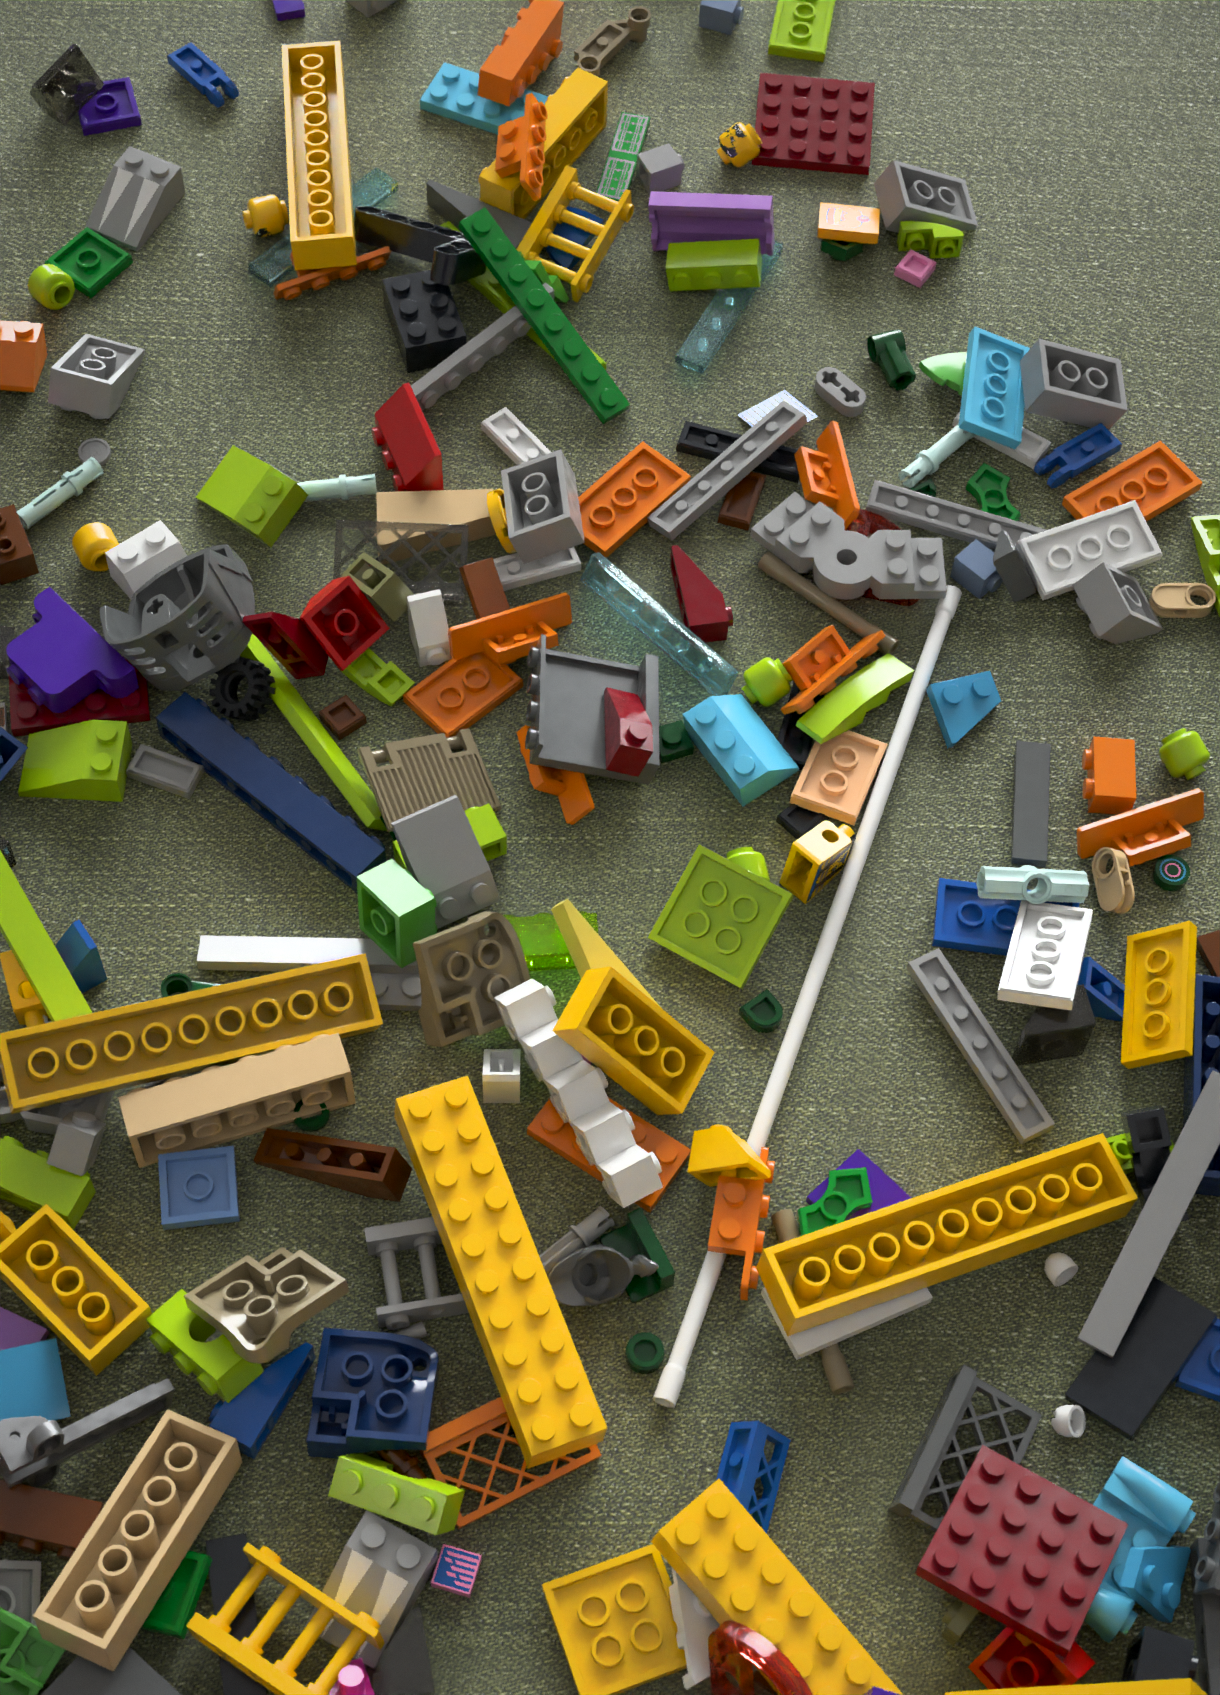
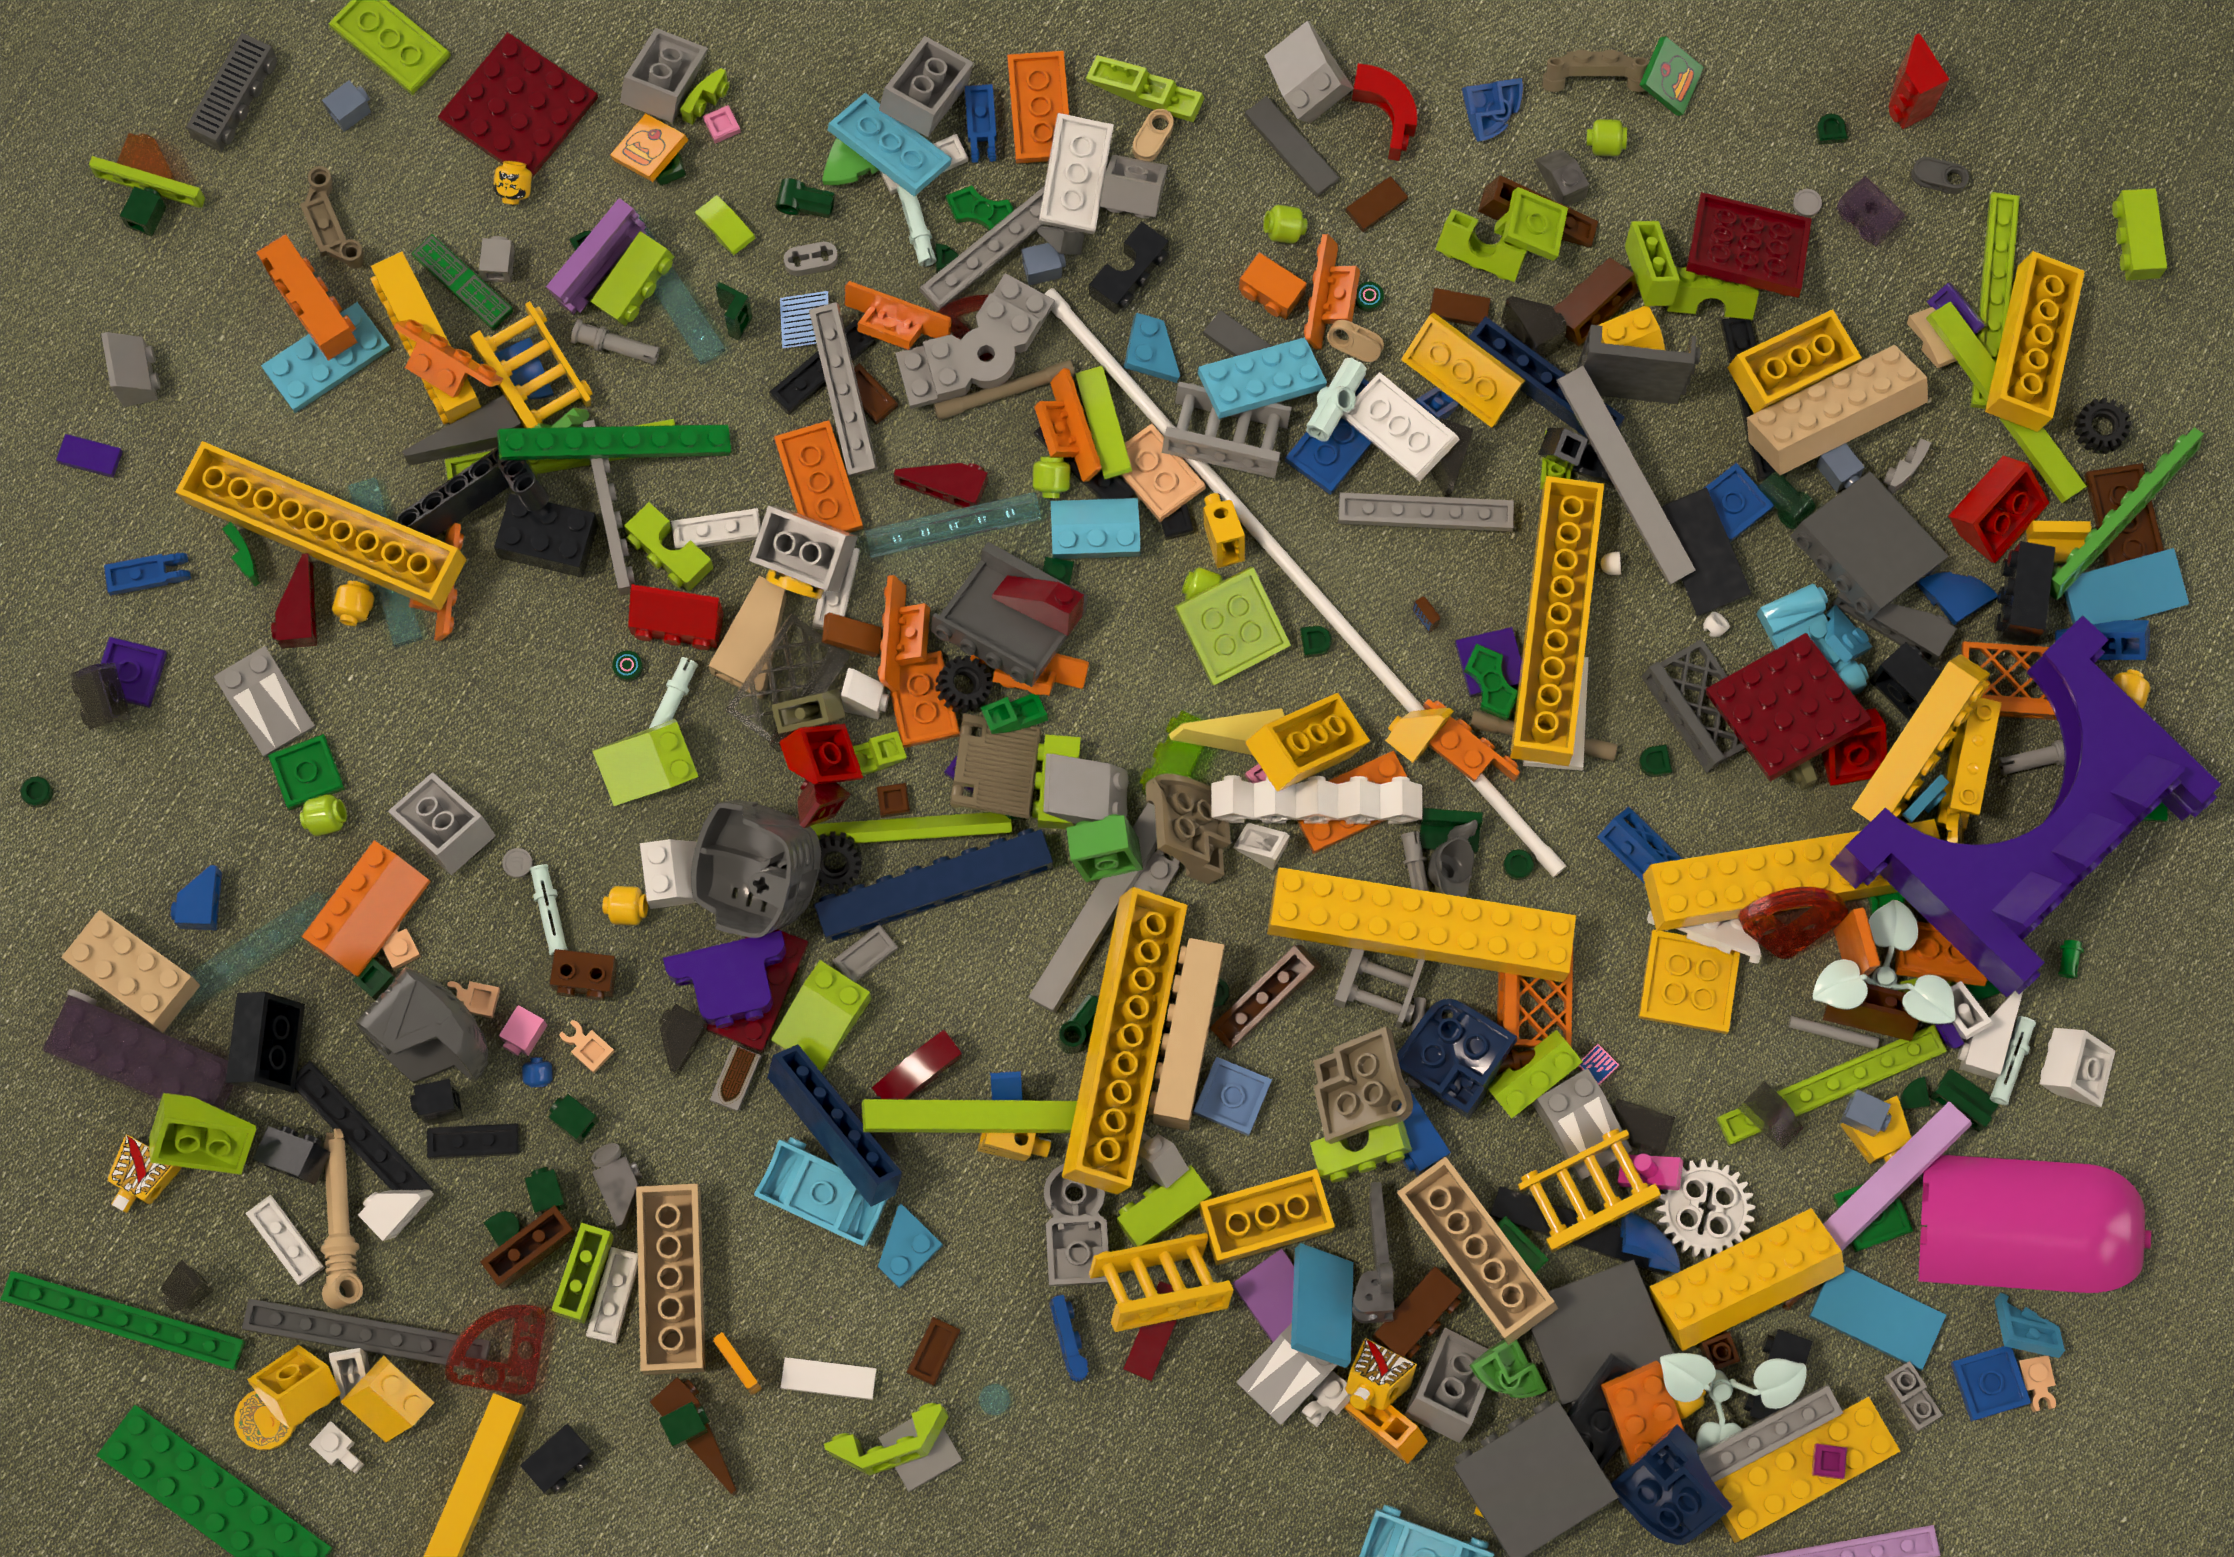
camera: 60 degrees left, 15 degrees up
(65, 873) = (919, 1068): none -> dark red slope
(236, 182) = (296, 611): none -> dark red slope
(262, 127) = (243, 558): none -> green slope
(341, 442) = (627, 666): none -> dark green tile
(481, 394) = (684, 566): none -> lime arch
(491, 768) = (1015, 715): none -> green slope
(497, 692) = (974, 673): none -> black tyre
(643, 275) = (602, 339): none -> light grey pin
(738, 350) = (738, 309): none -> dark green panel
(820, 313) = (725, 225): none -> lime slope
(863, 1441) = (1655, 761): none -> dark green tile
(866, 1102) = (1426, 614): none -> reddish brown tile
(907, 826) = (1223, 452): none -> light grey fence
(1004, 808) = (1261, 377): none -> medium azure plate
(1006, 646) = (1116, 288): none -> black arch

